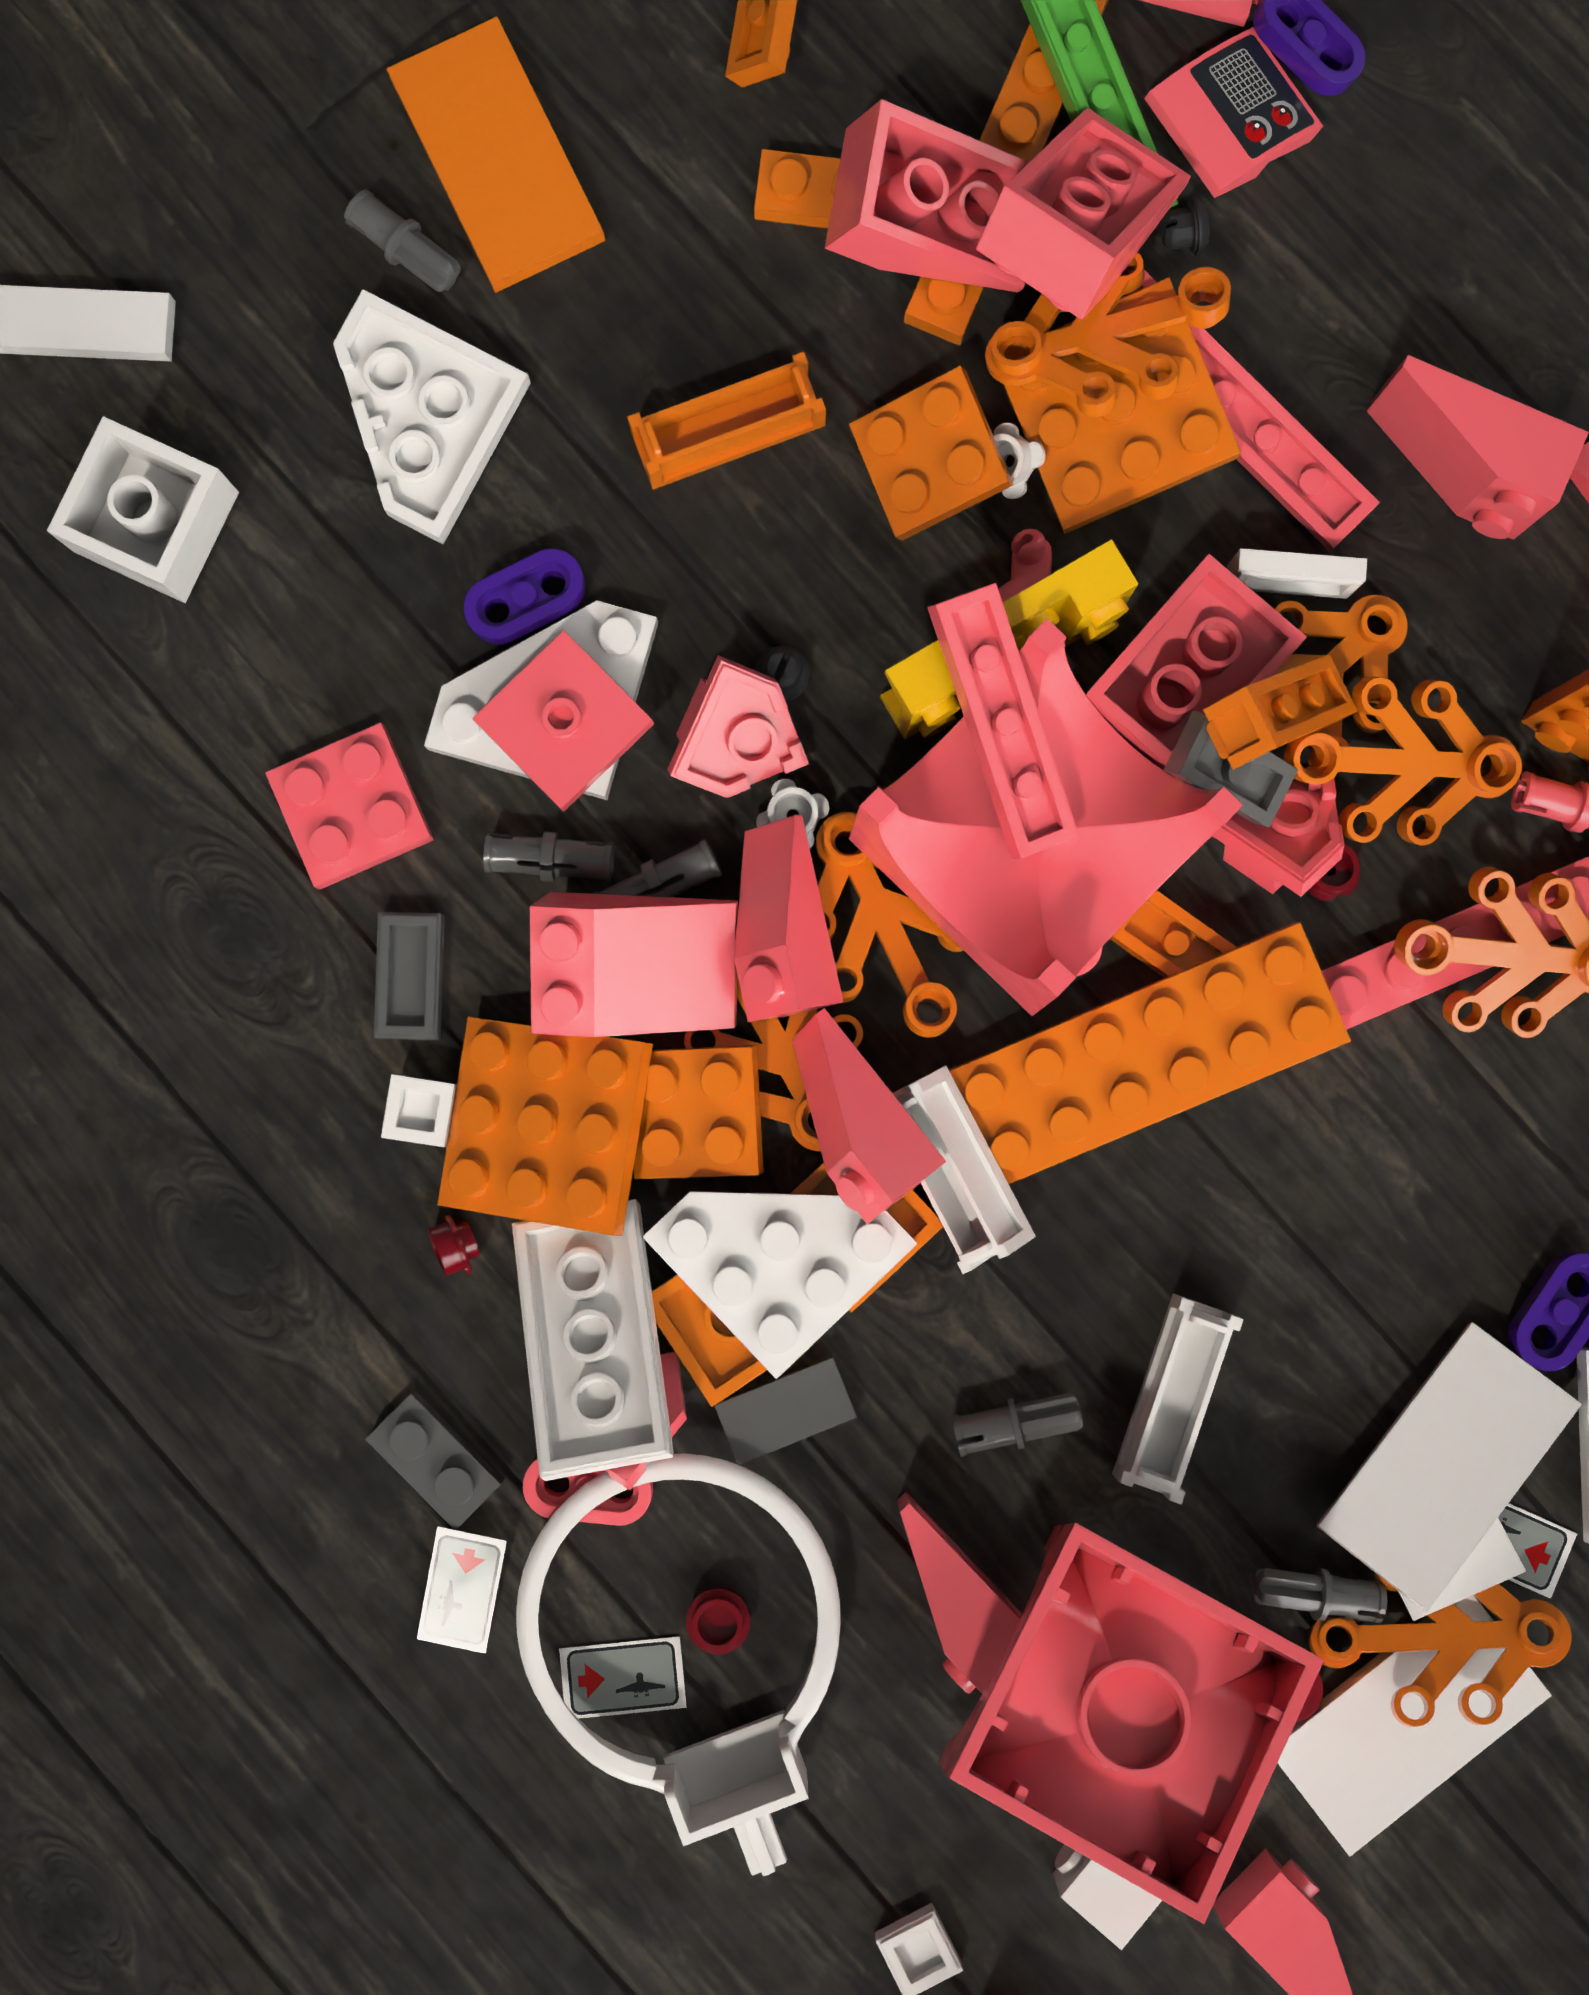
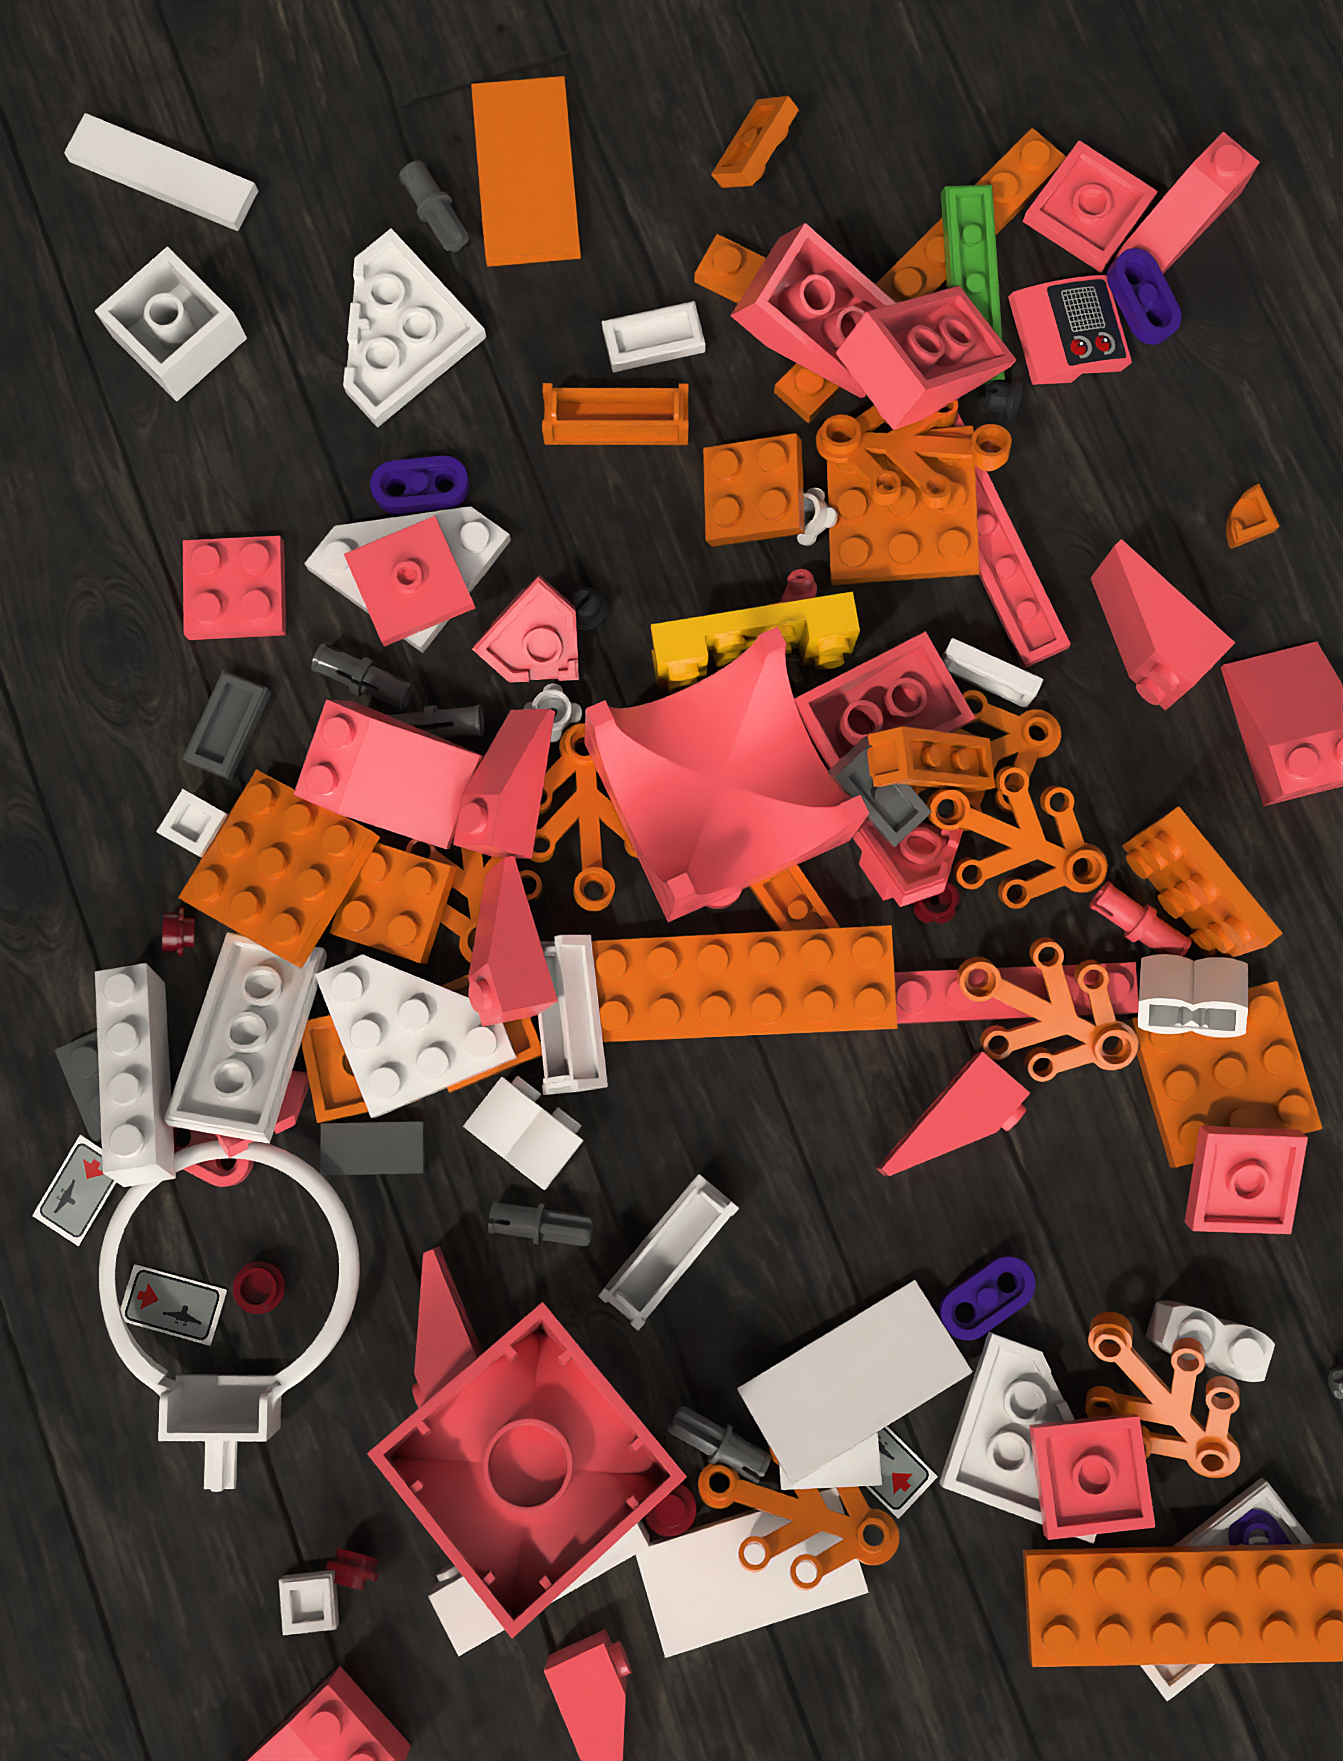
camera: 20 degrees right, 5 degrees down
(478, 1436) = (134, 1075): none -> white brick
(733, 306) = (653, 336): none -> white tile
(956, 1896) = (353, 1569): none -> dark red plate
(957, 1324) = (524, 1131): none -> white brick
(1003, 721) = (721, 691): coral plate -> none
(1458, 1107) = (967, 1109): none -> coral slope
(1530, 267) = (1250, 518): none -> orange tile

